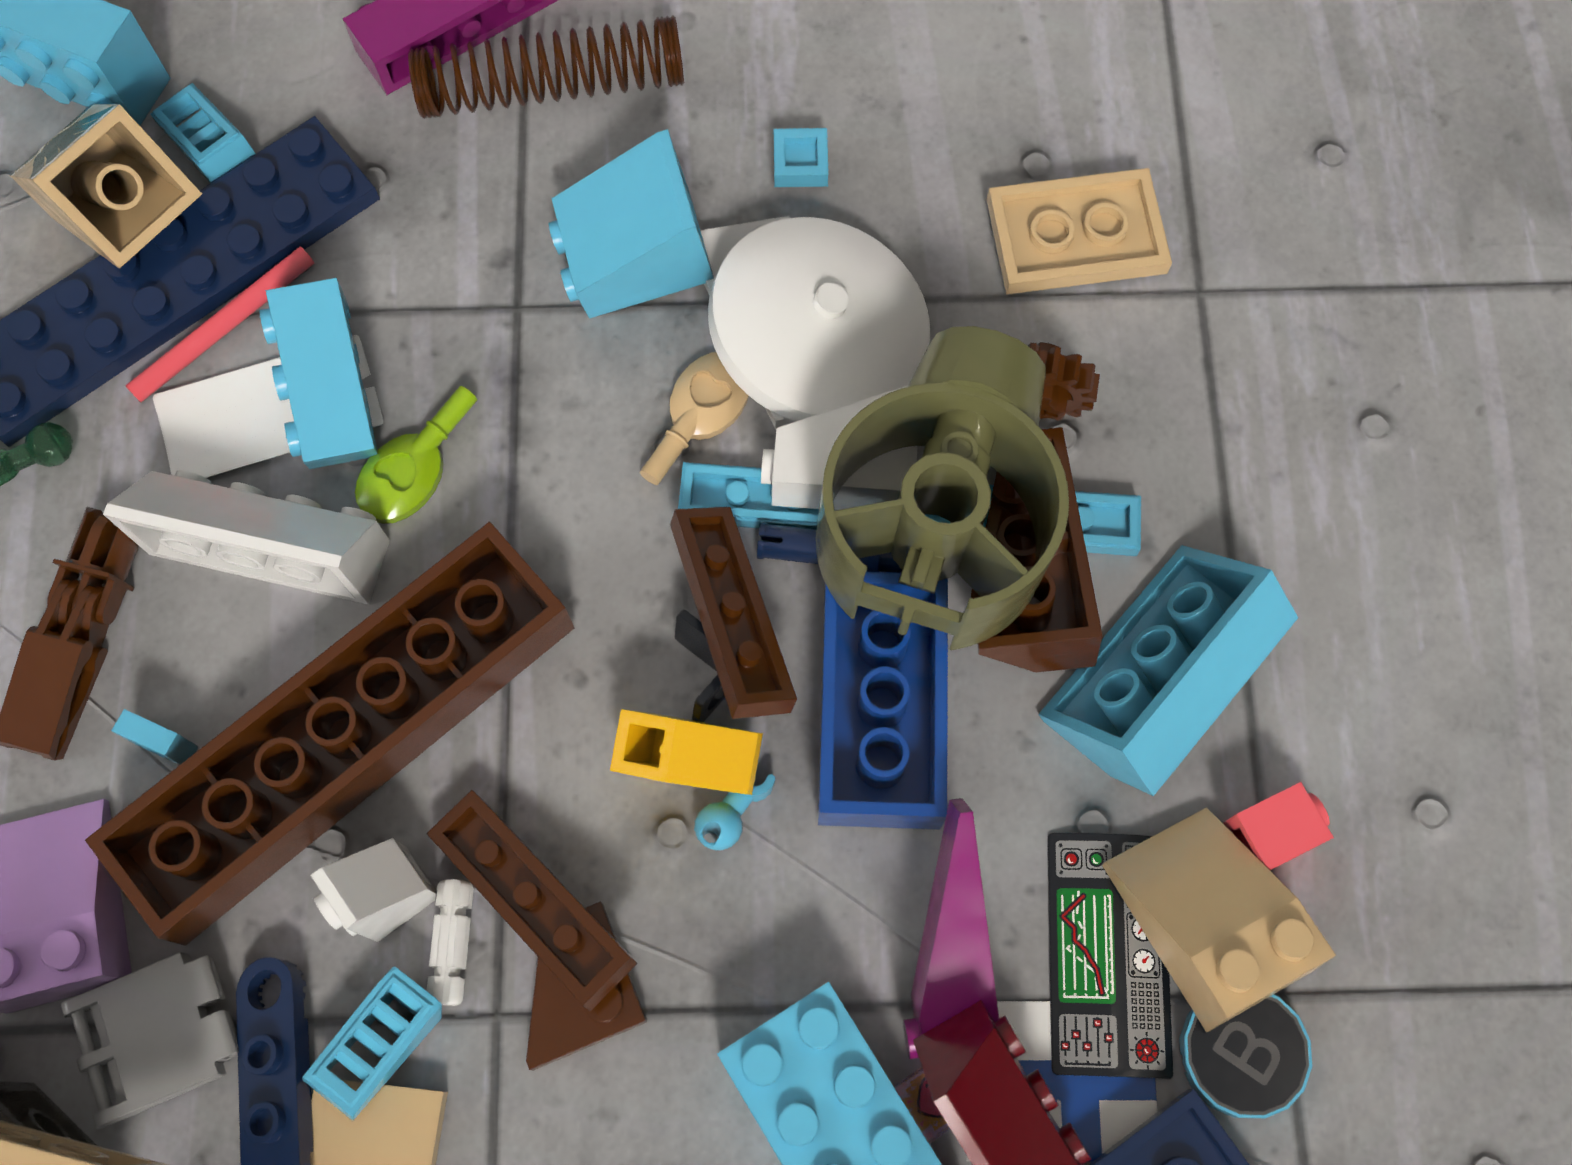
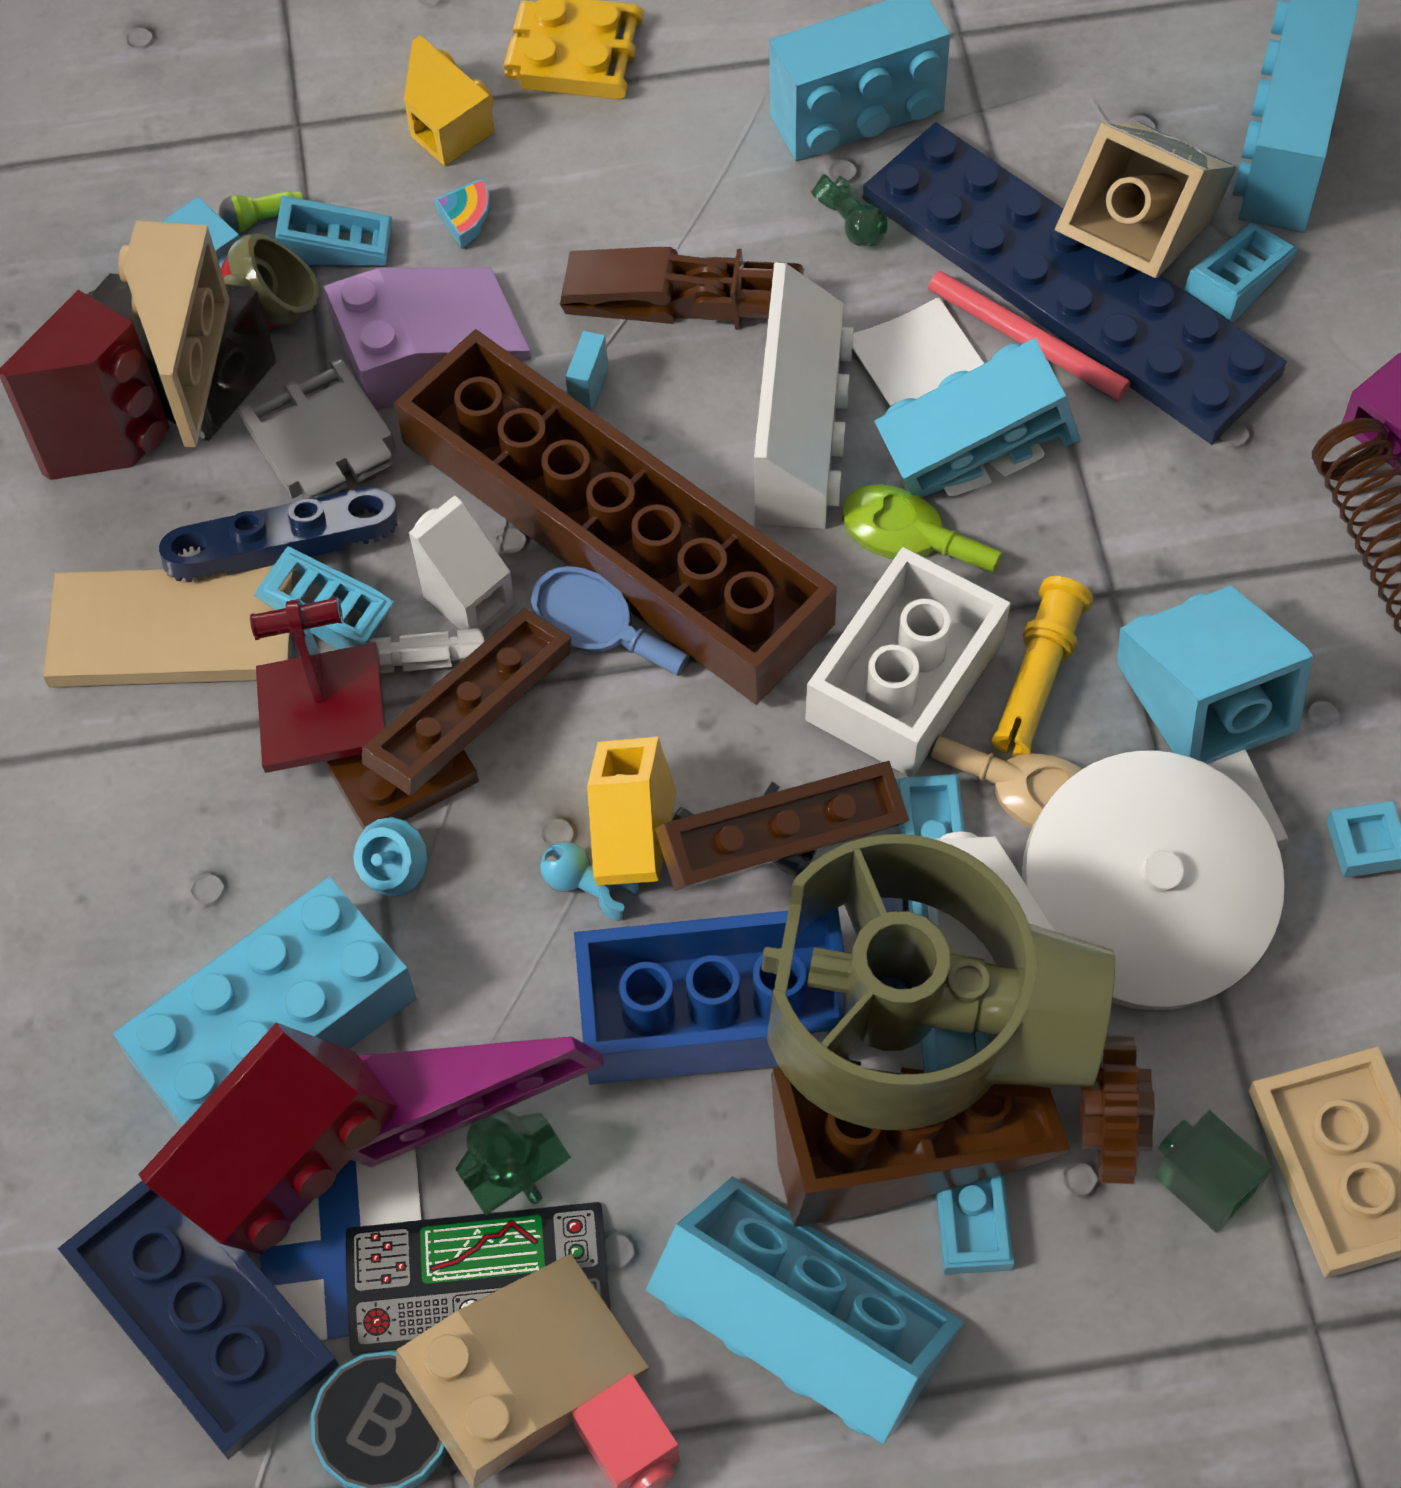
camera: 85 degrees right, 10 degrees down
(448, 764) = (598, 616): none -> medium blue piece
(493, 1056) = (319, 702): none -> dark red plate
(564, 363) = (1047, 643): none -> yellow pin
(569, 479) = (906, 661): none -> white brick
(681, 997) = (390, 856): none -> medium azure hat
(1019, 907) = (508, 1157): none -> clear green piece
(1083, 323) = (1211, 1169): none -> clear green brick

